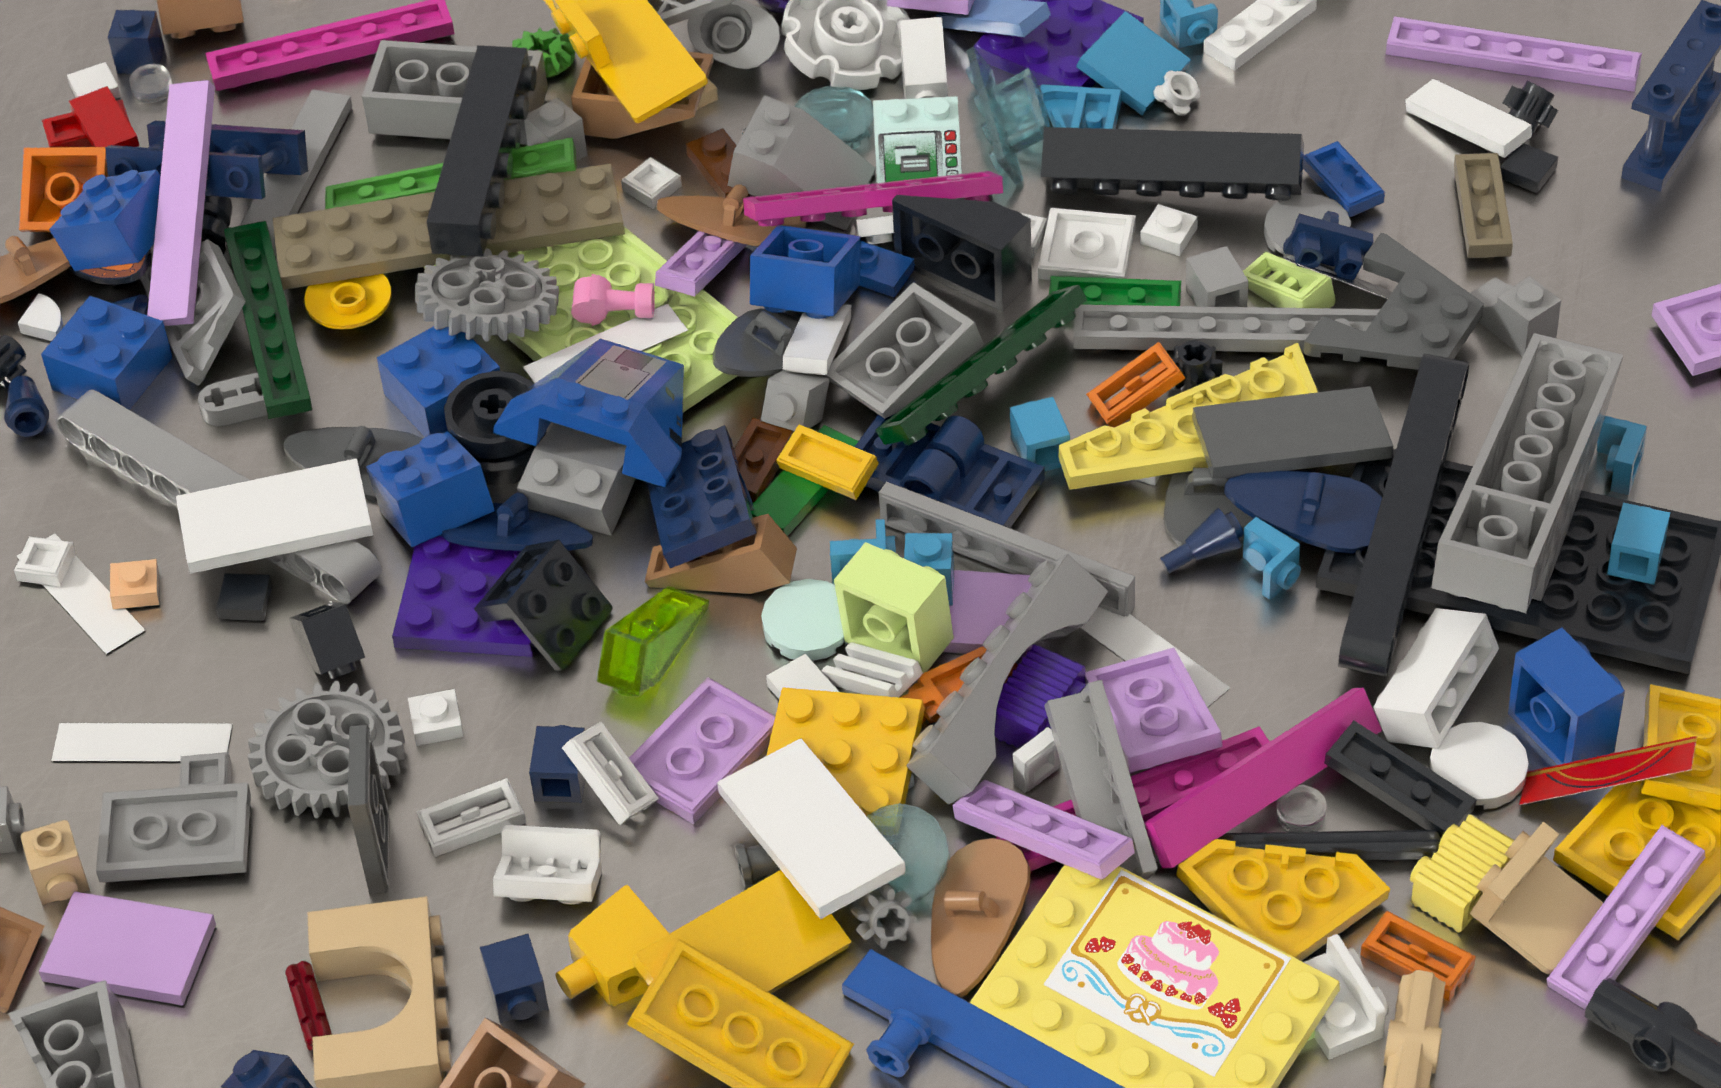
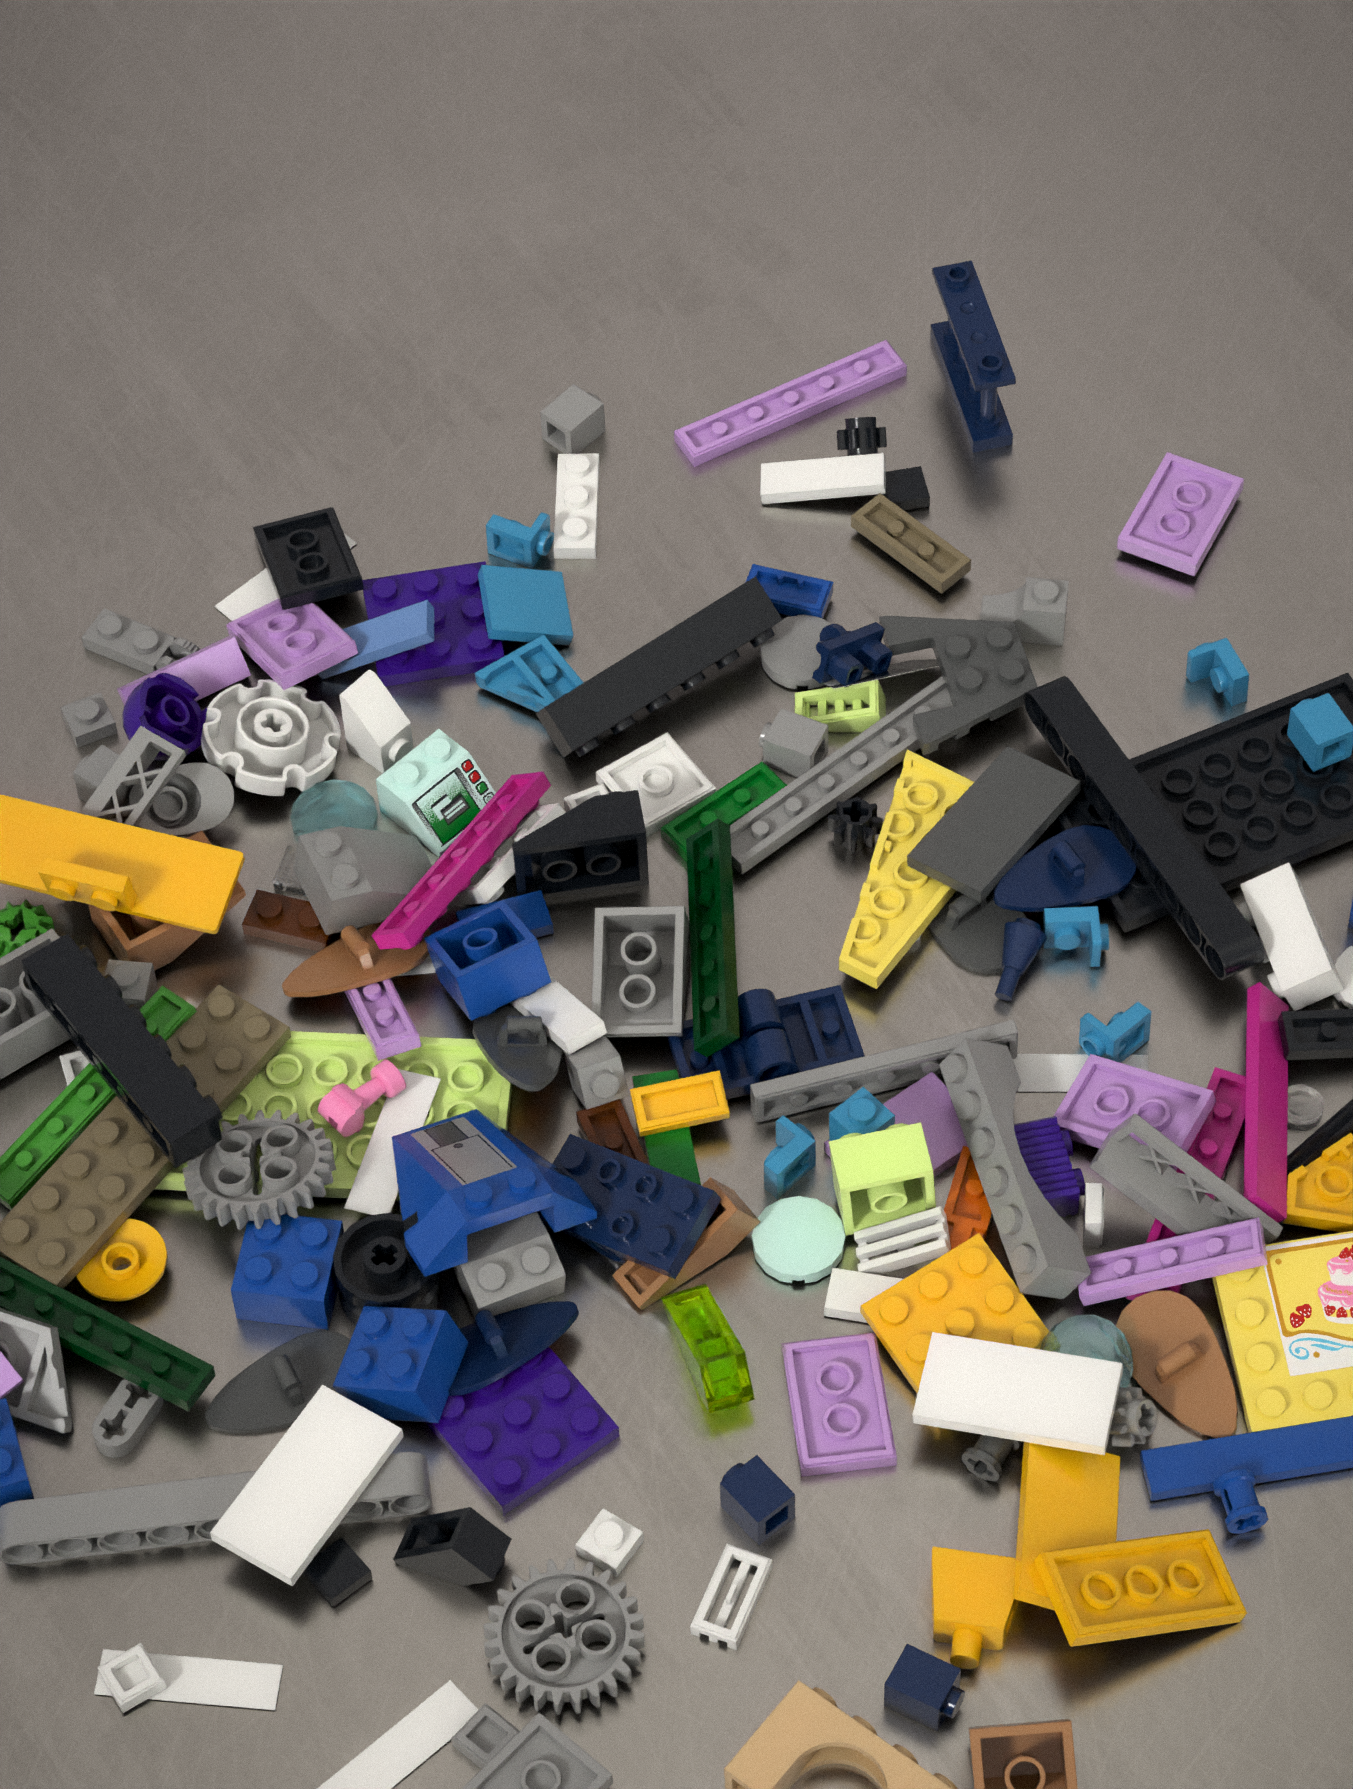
camera: 45 degrees left, 5 degrees up
(134, 584) = (232, 1634): light nougat plate -> none
(368, 809) = (688, 1649): dark grey tile -> none
(548, 601) = (595, 1376): black bracket -> none
(548, 864) = (844, 1583): white bracket -> none
(605, 776) = (812, 1474): white tile -> none
(651, 182) = (249, 976): white tile -> none
(1011, 111) = (478, 708): clear light blue bracket -> none
(1038, 432) = (804, 960): dark azure brick -> none
(1138, 390) = (821, 906): orange tile -> none
(1168, 230) = (701, 726): white plate -> none
(1178, 91) = (583, 605): white plate -> none
(1213, 652) = (1120, 1037): none -> dark azure bracket
(1527, 476) = (1217, 738): light grey slope -> none

